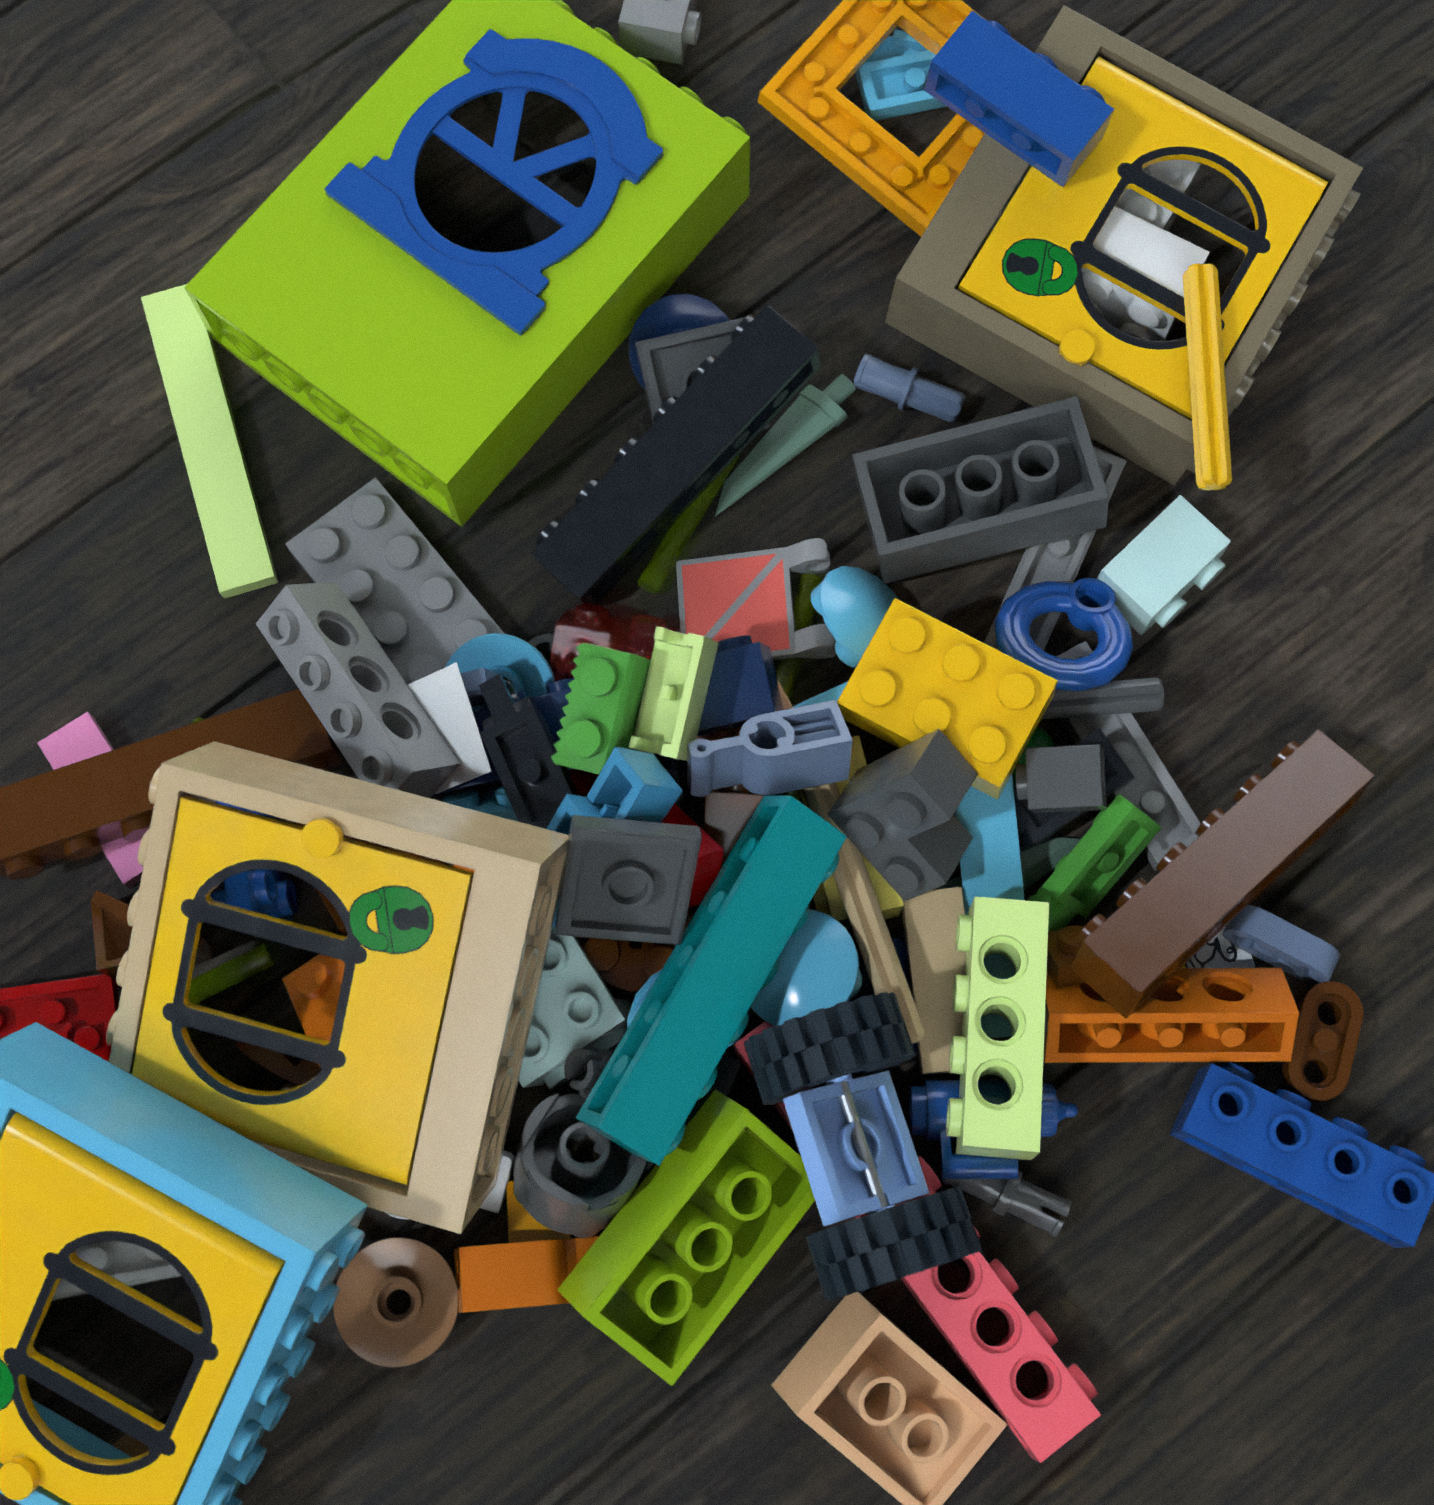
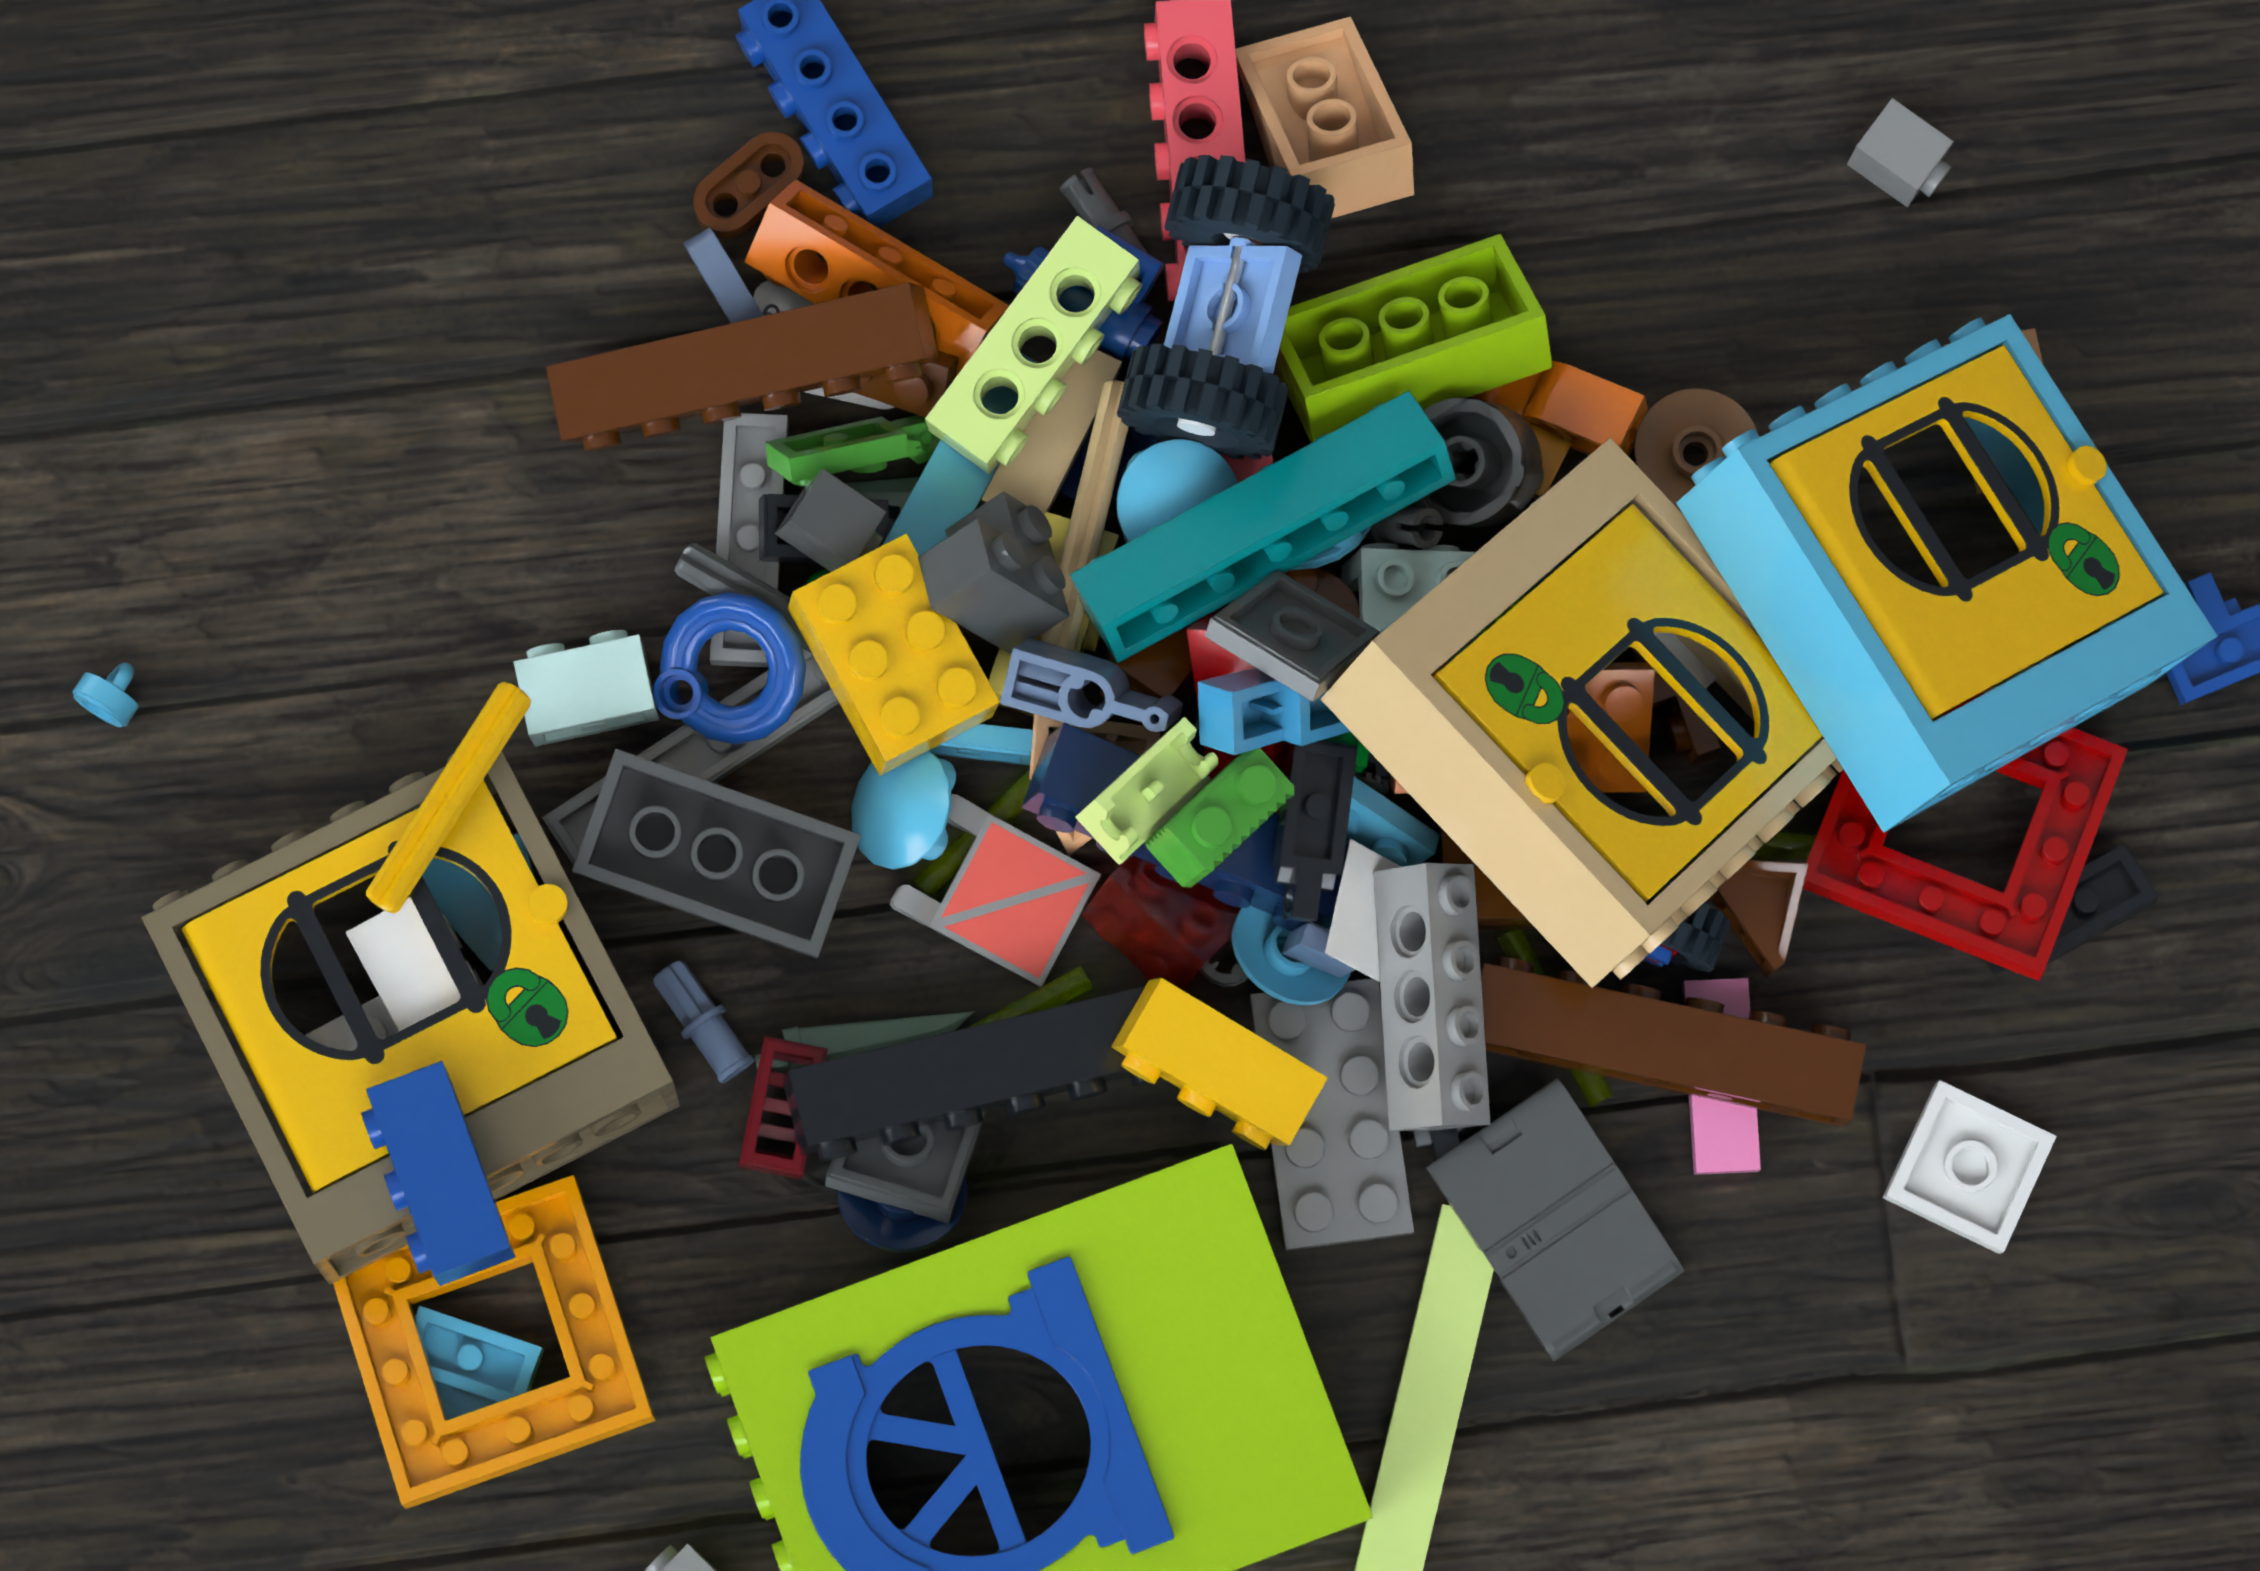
camera: 155 degrees left, 5 degrees up
(177, 613) = (1555, 1219): none -> dark grey piece
(497, 551) = (1217, 1065): none -> yellow brick
(807, 316) = (769, 1161): none -> dark red slope

